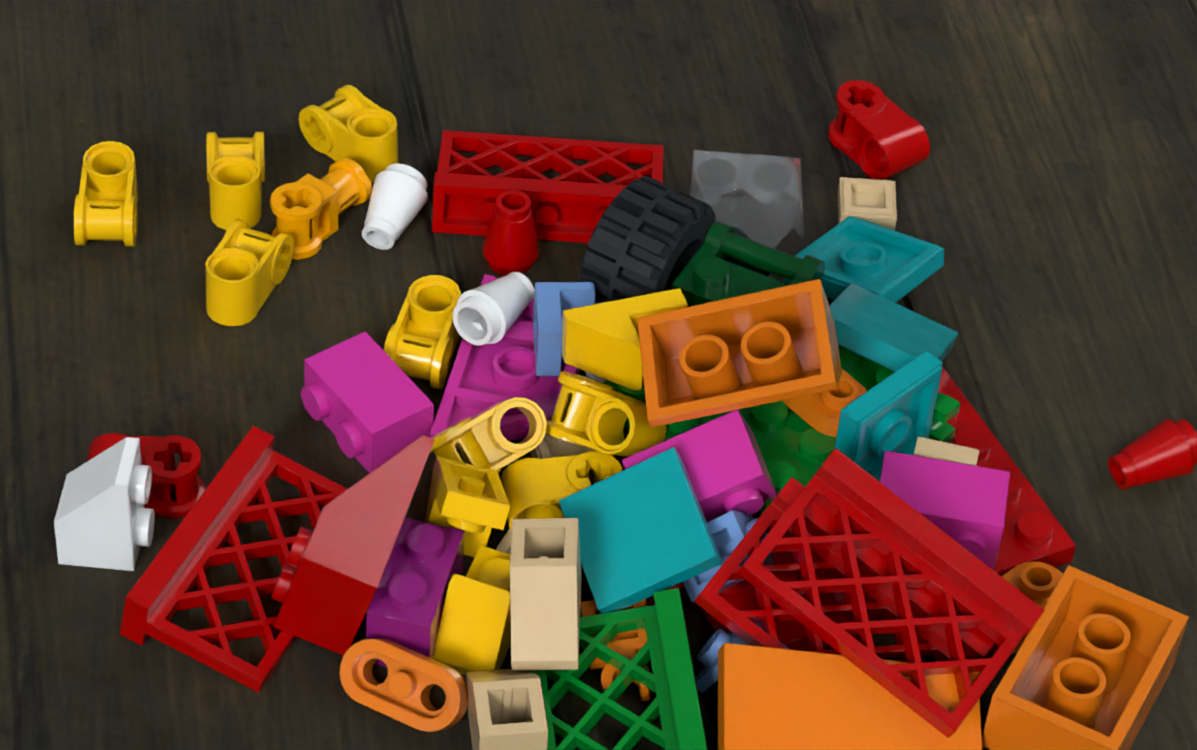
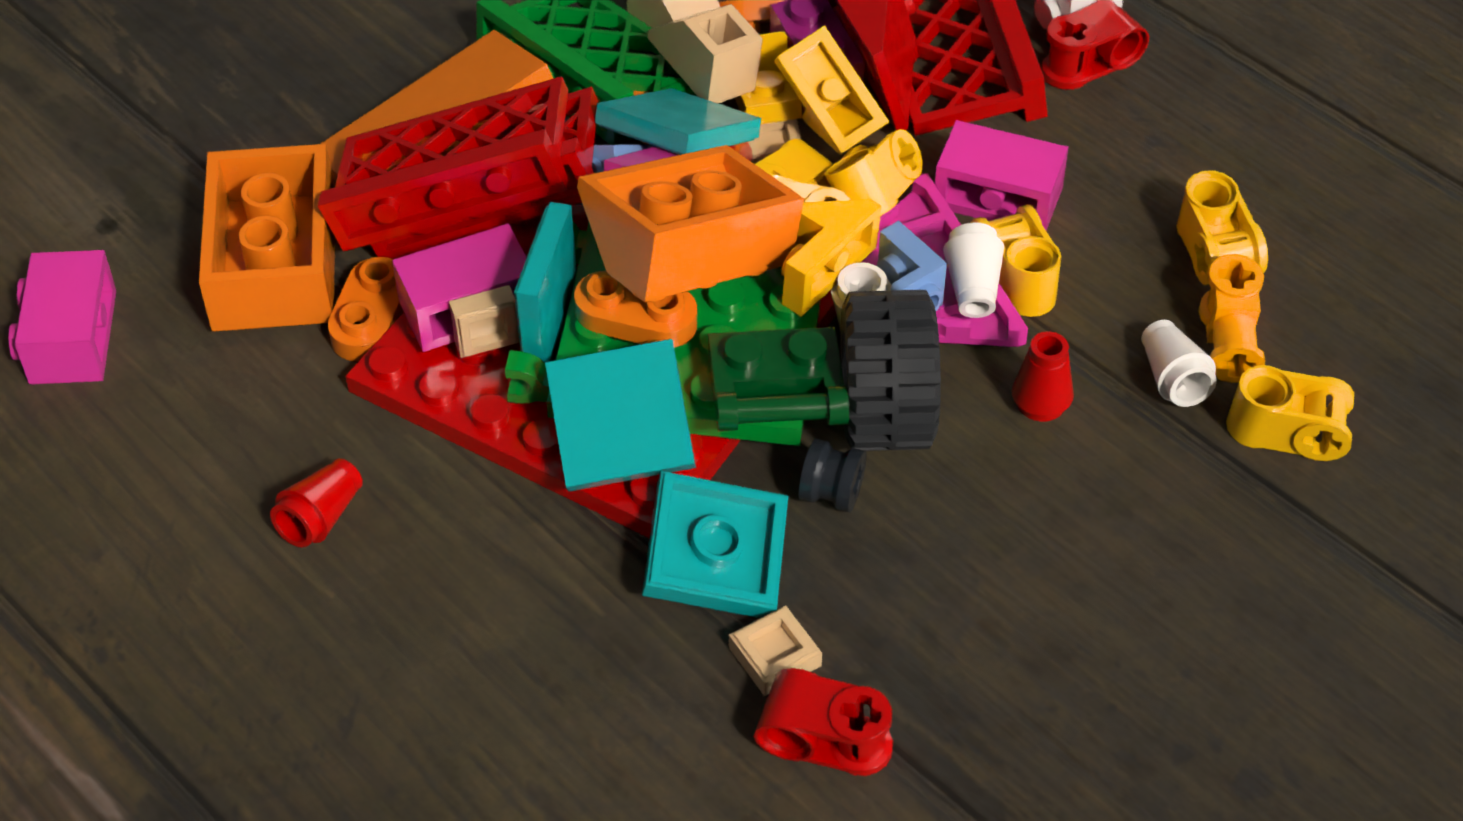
camera: 150 degrees right, 5 degrees up
(107, 195) = (1396, 232): yellow piece -> none
(235, 178) = (1329, 308): yellow piece -> none
(561, 206) = (1040, 437): red fence -> none
(763, 209) = (887, 554): clear piece -> none

